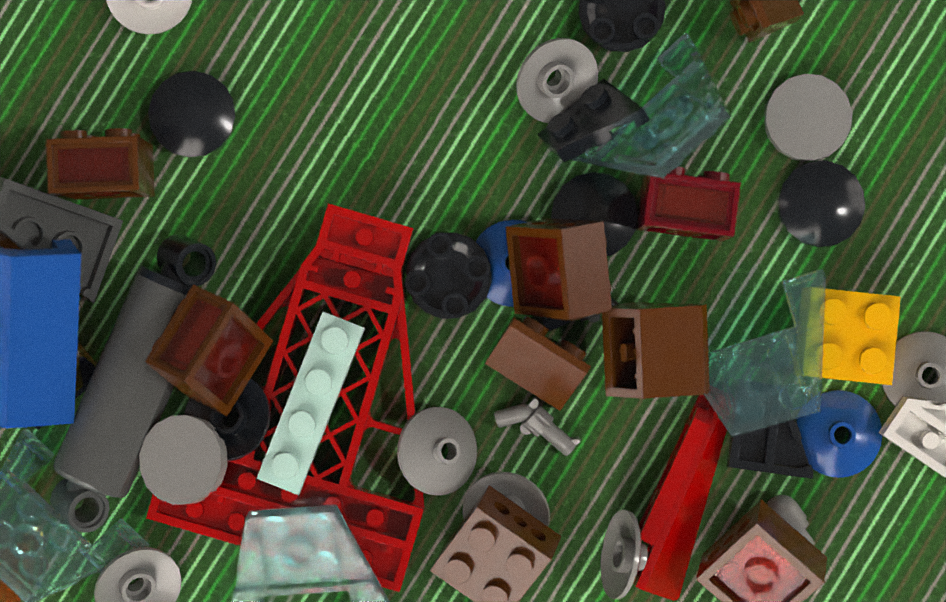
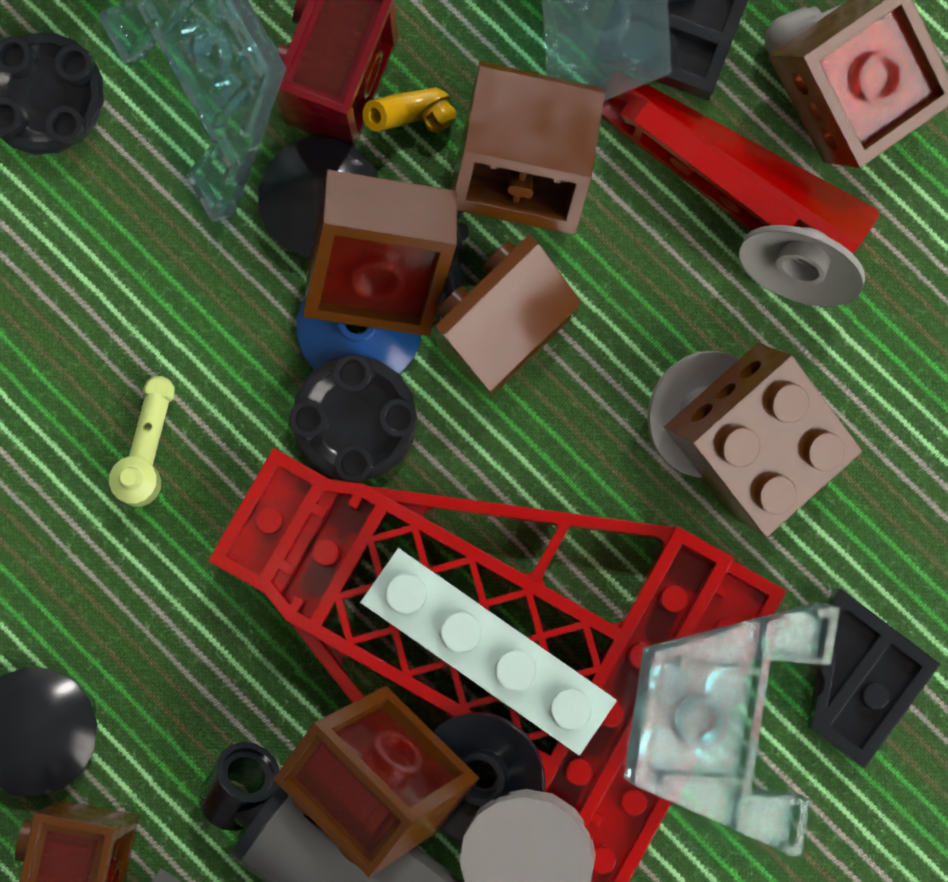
camera: 75 degrees left, 5 degrees down
(374, 139) = (134, 477): none -> yellowish green piece
(421, 451) = (592, 509): light grey dish -> none
(538, 422) = (590, 341): light grey piece -> none
(574, 73) = (128, 185): light grey dish -> none
(591, 120) = (186, 166): black wing -> none
(671, 260) = (410, 107): none -> yellow arm

